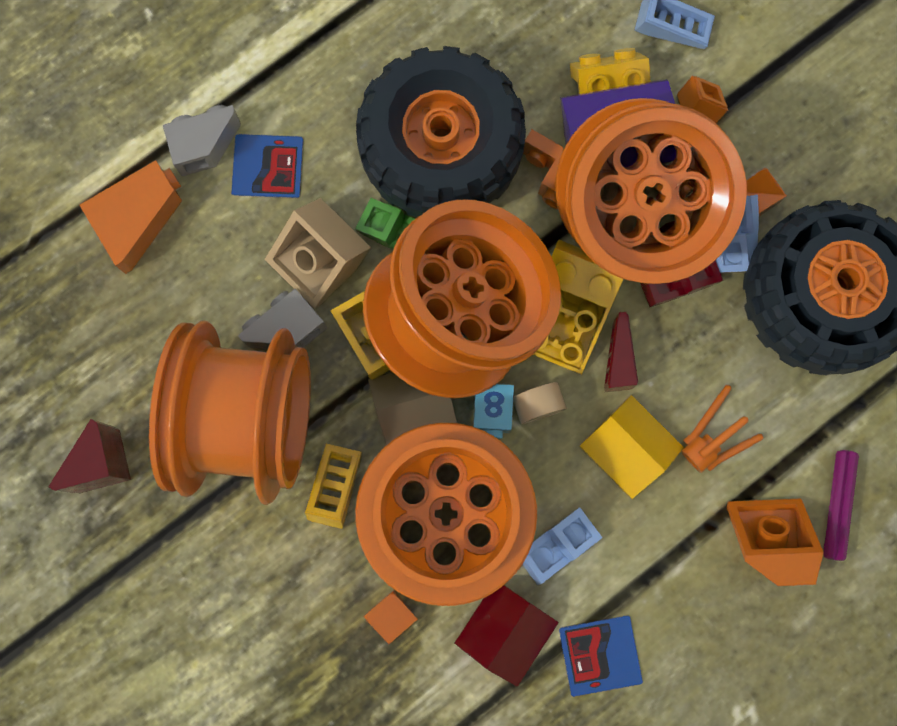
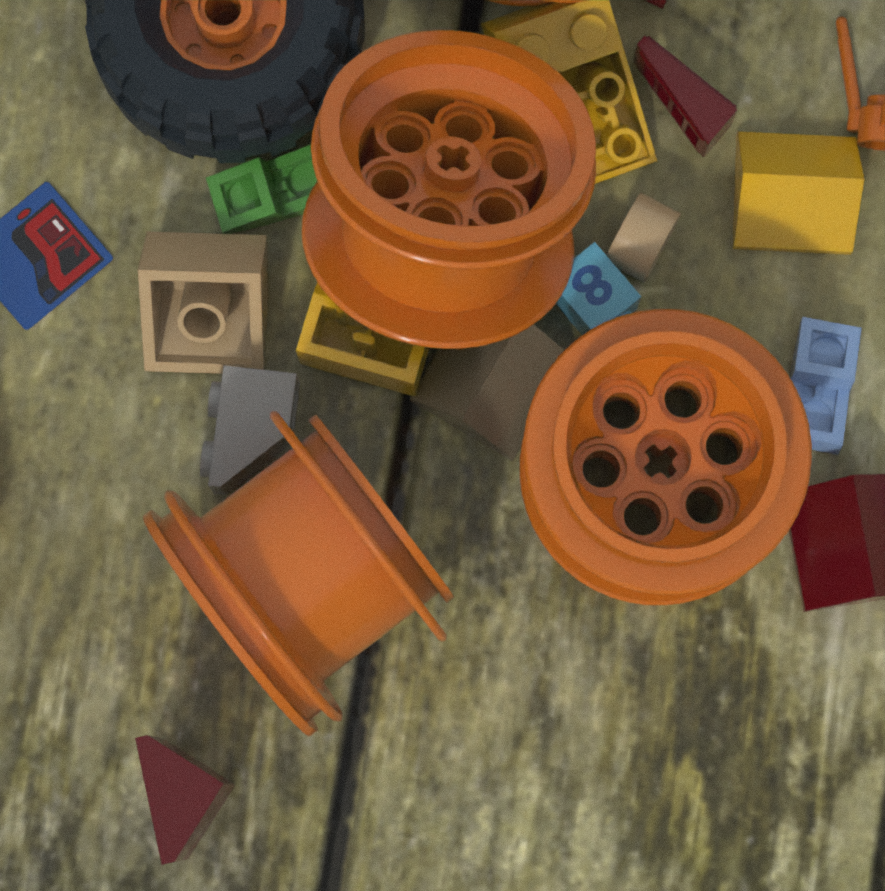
camera: 40 degrees left, 0 degrees up
(326, 517) = (516, 604): yellow slope -> none
(390, 617) = (703, 649): orange slope -> none

